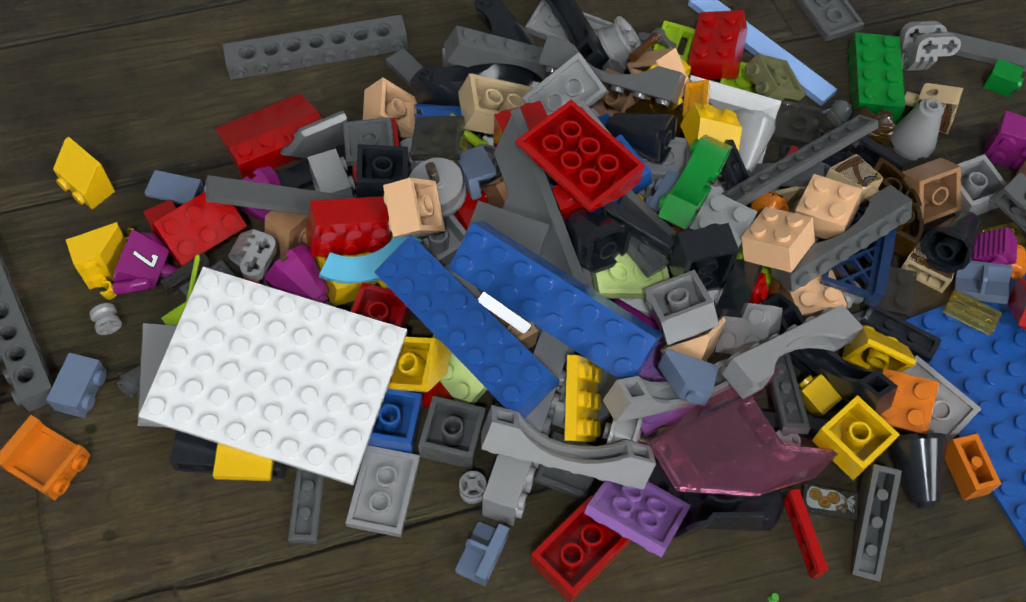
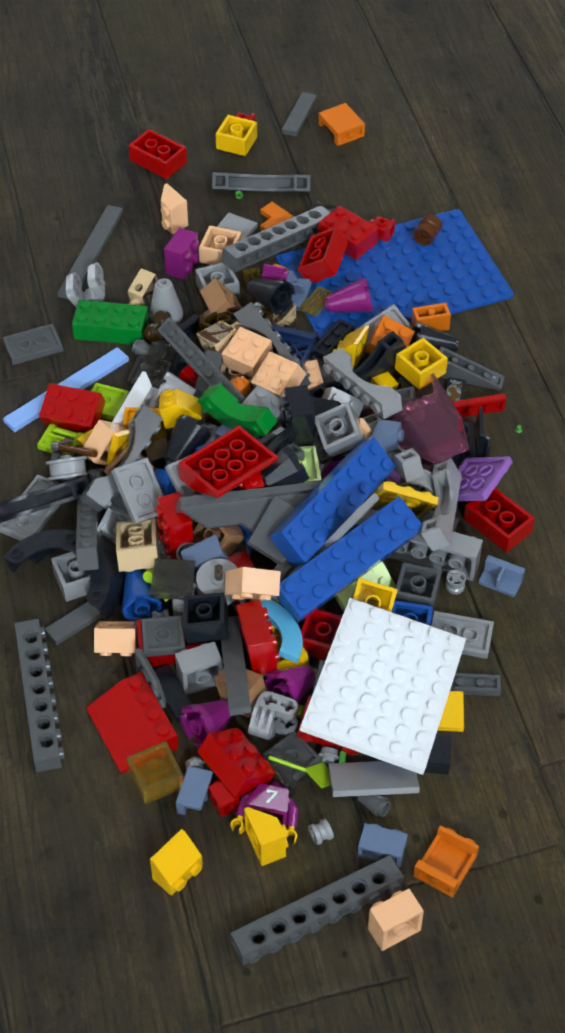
camera: 85 degrees left, 10 degrees down
(199, 150) = (155, 772): none -> clear yellow brick
(774, 78) = (113, 378): olive plate -> none
(981, 354) = (350, 298): none -> magenta cone
(1004, 78) = (116, 253): green brick -> none

